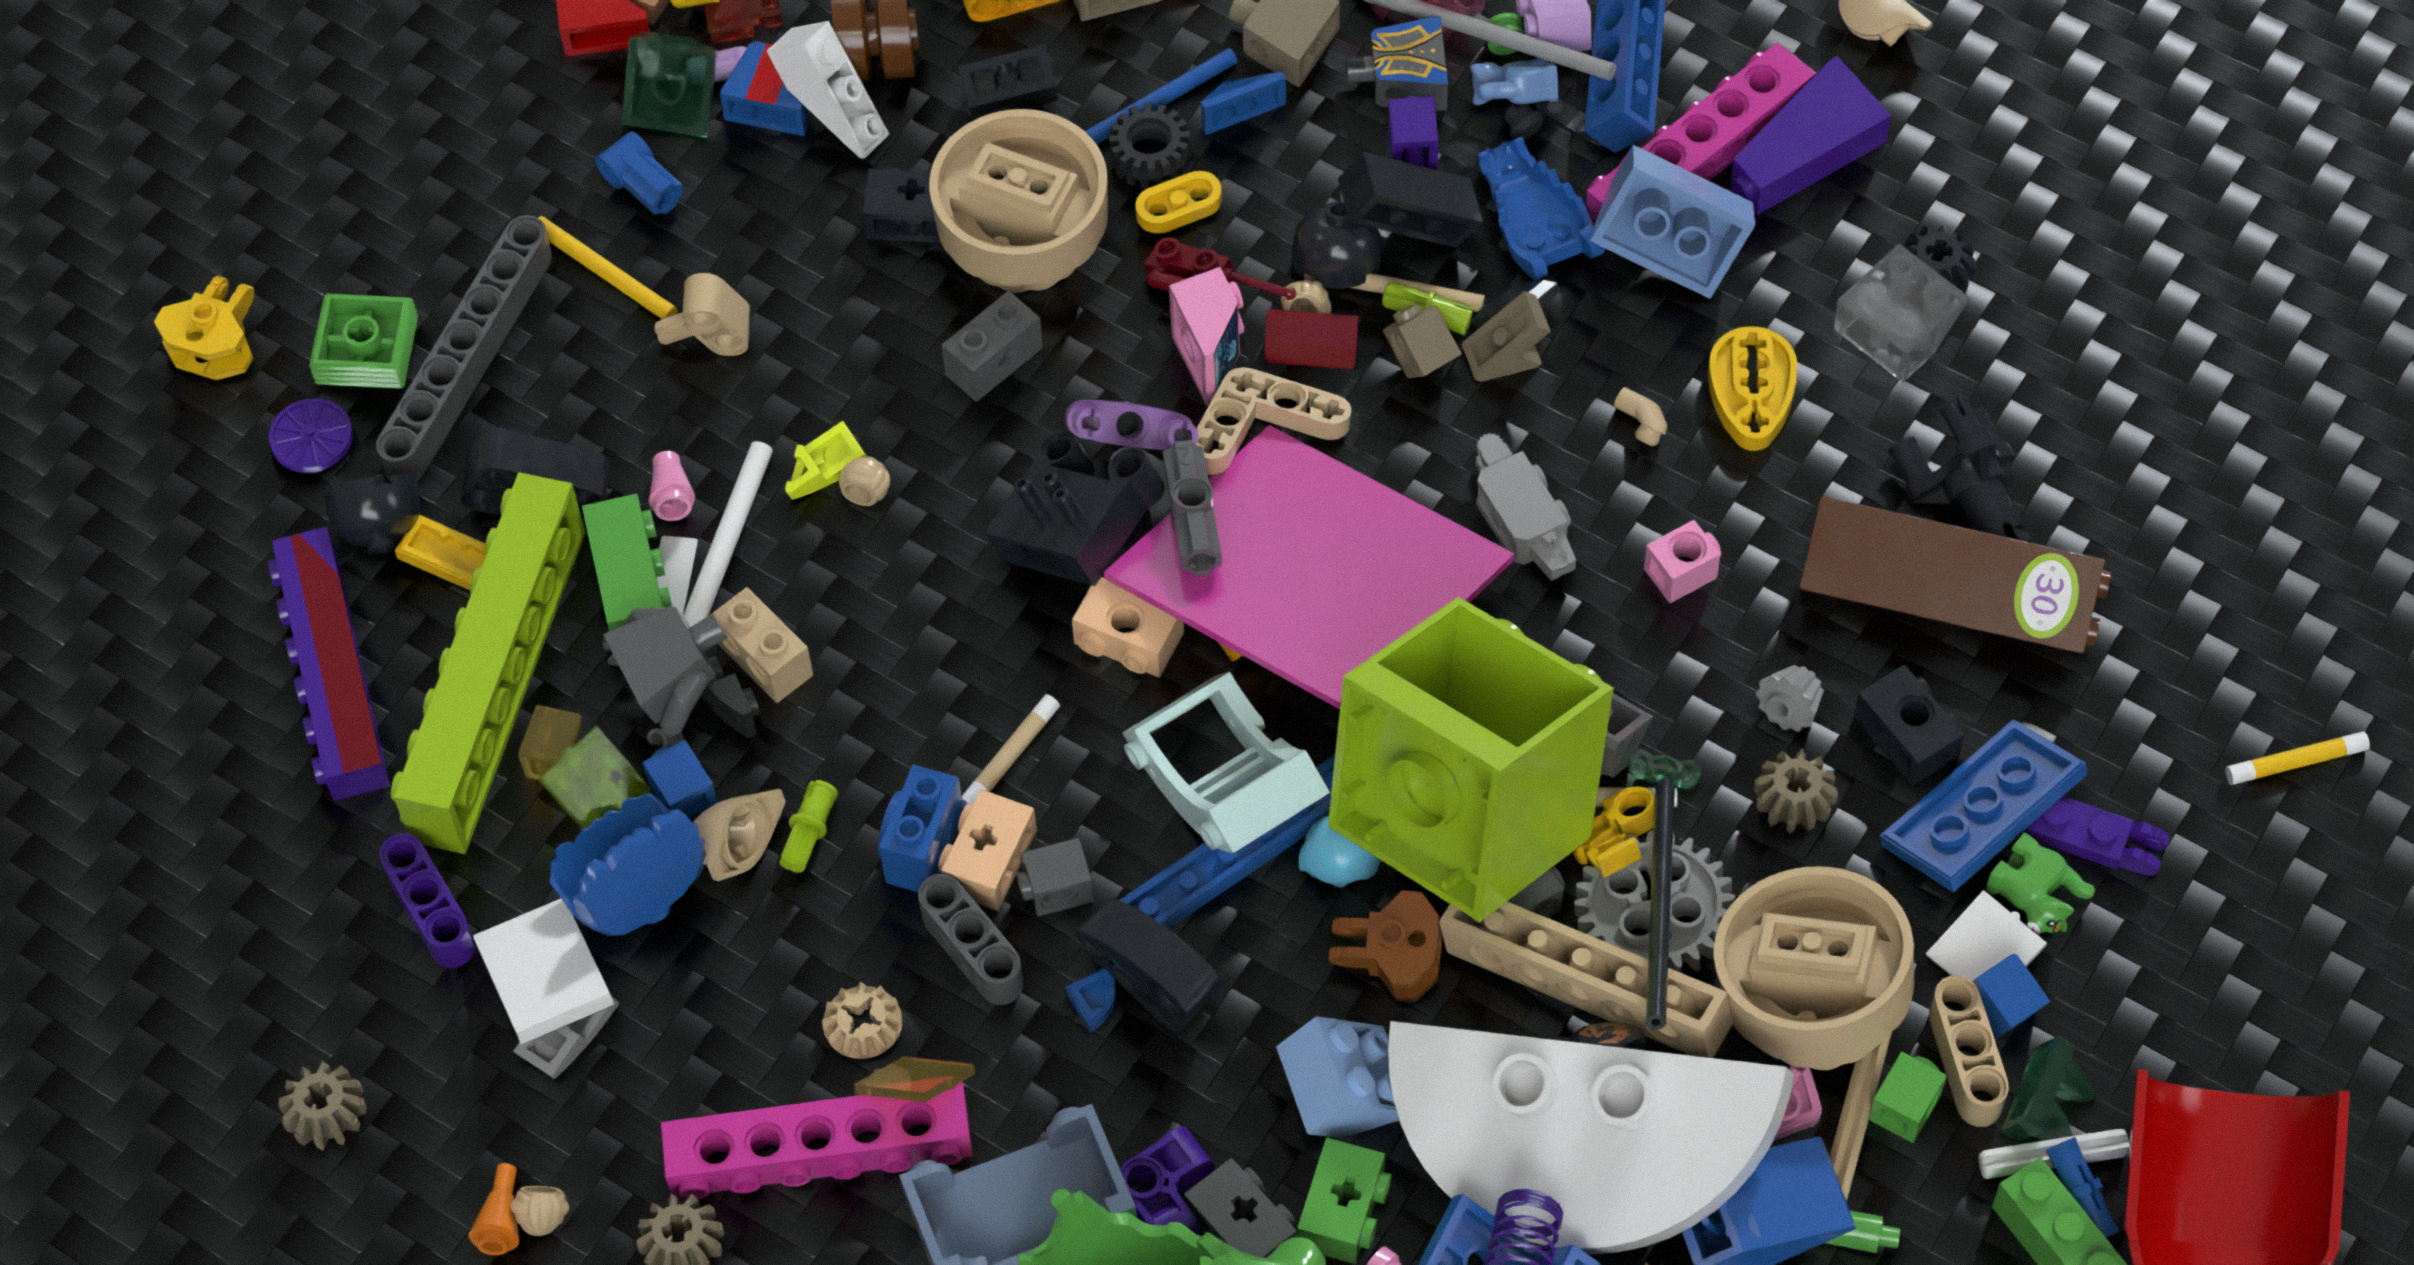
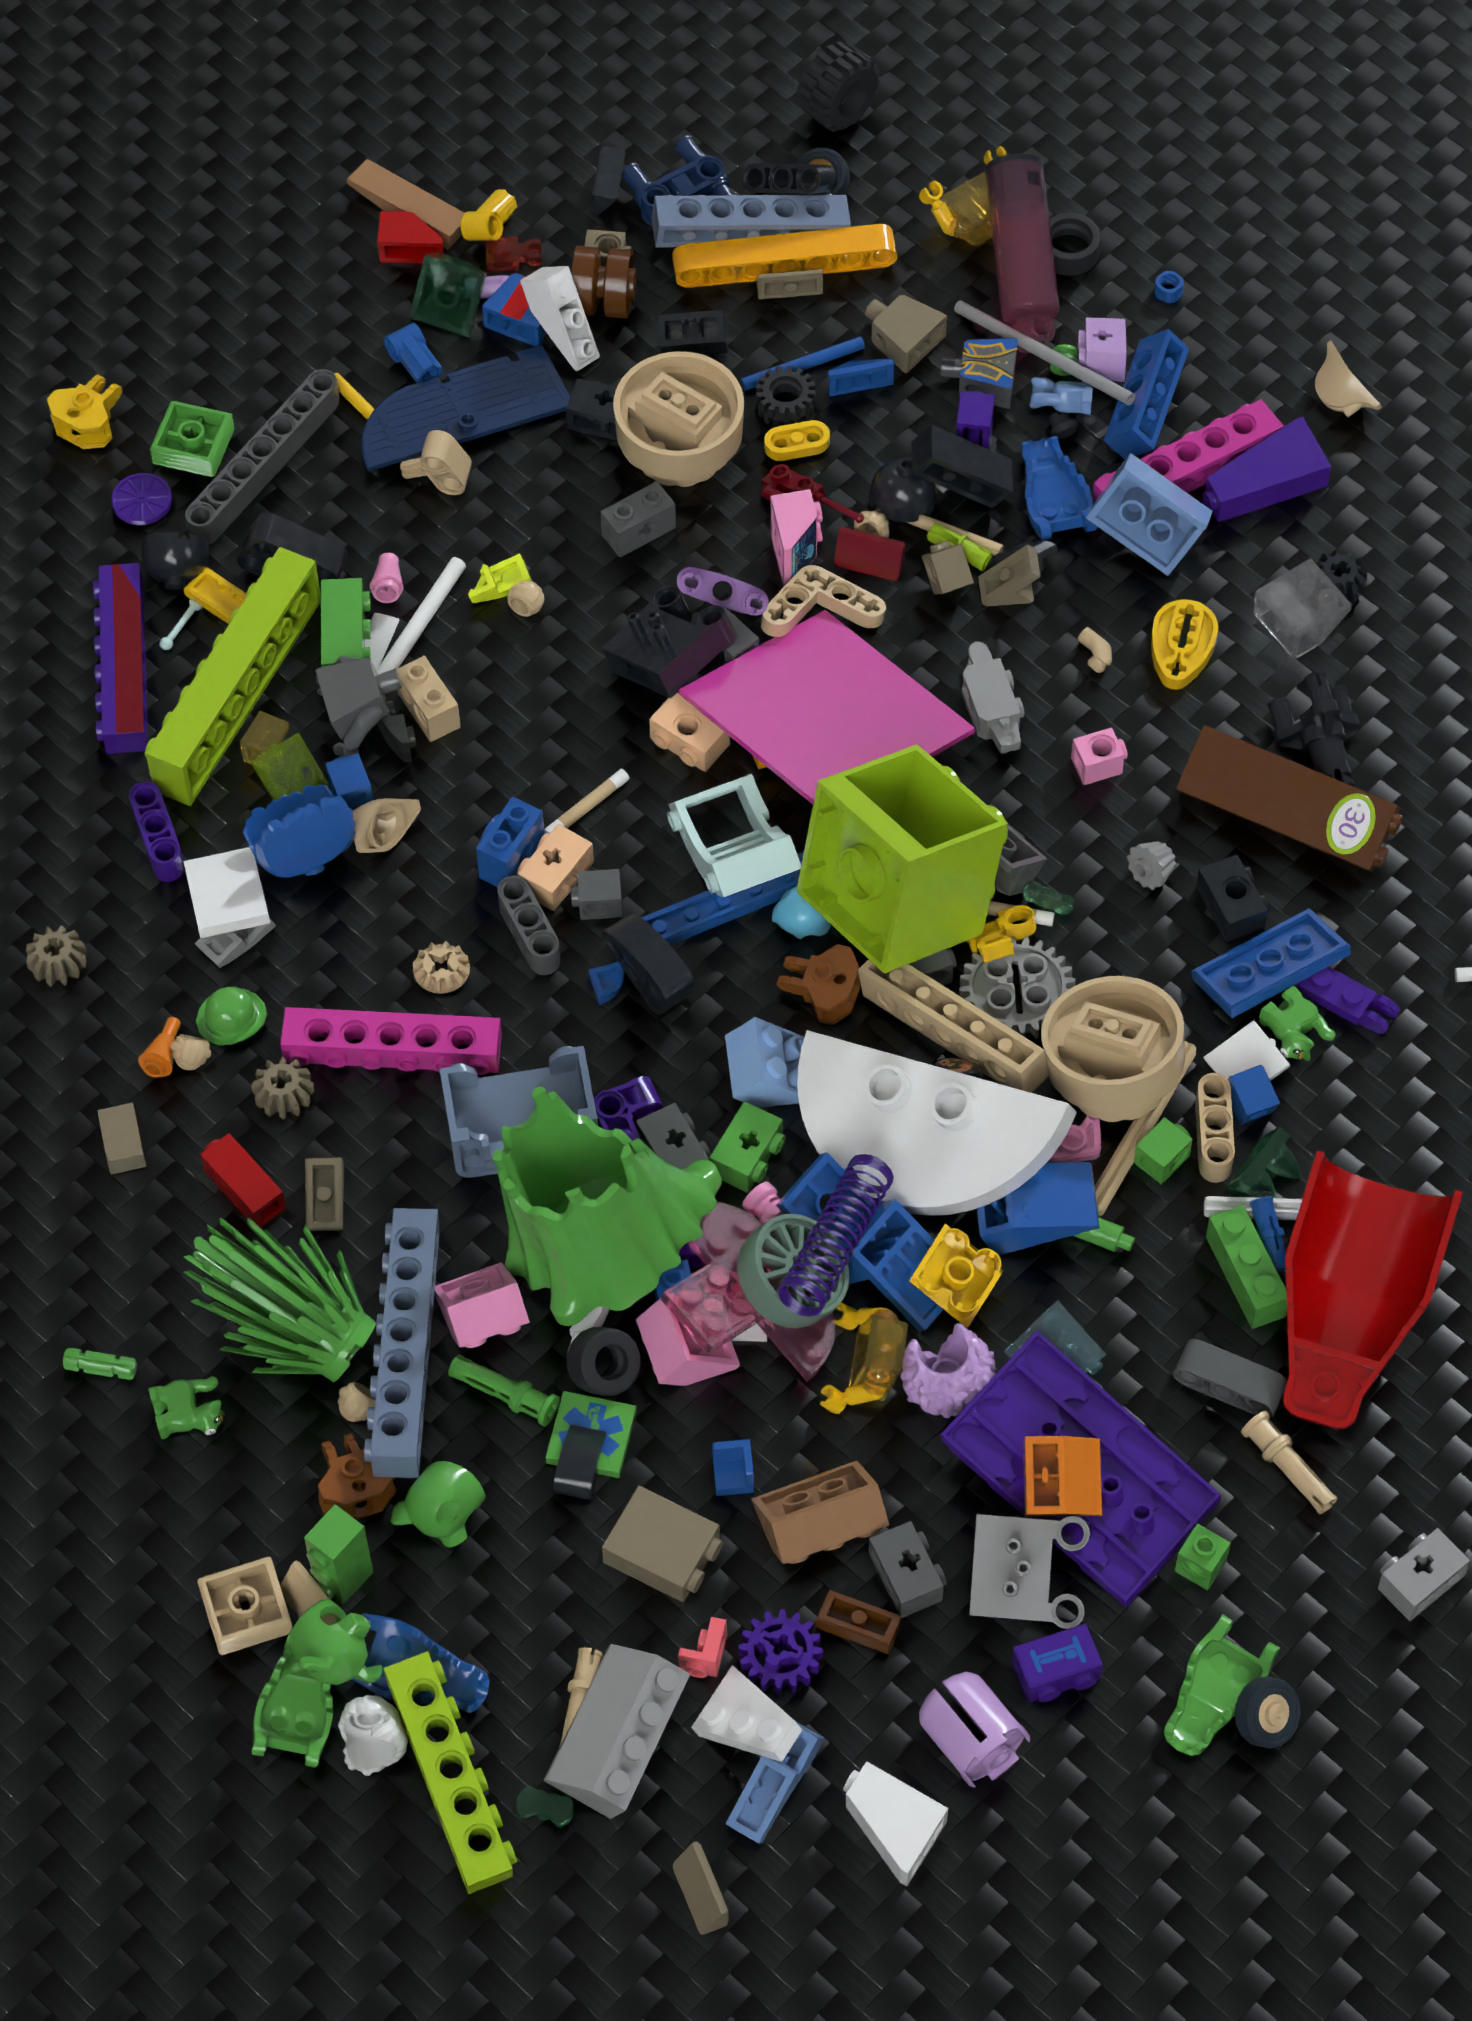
camera: 10 degrees right, 0 degrees up
(386, 630) = (167, 642): none -> light aqua hinge
(584, 1146) = (230, 1016): none -> bright green hat
(727, 232) = (467, 407): none -> dark blue door
(808, 825) = (433, 828): lime axle -> none
(914, 1079) = (467, 1010): clear yellow piece -> none
(1192, 508) = (751, 655): dark grey piece -> none
(1660, 905) = (1015, 984): black piece -> none
(1813, 787) = (1138, 929): dark tan gear -> none

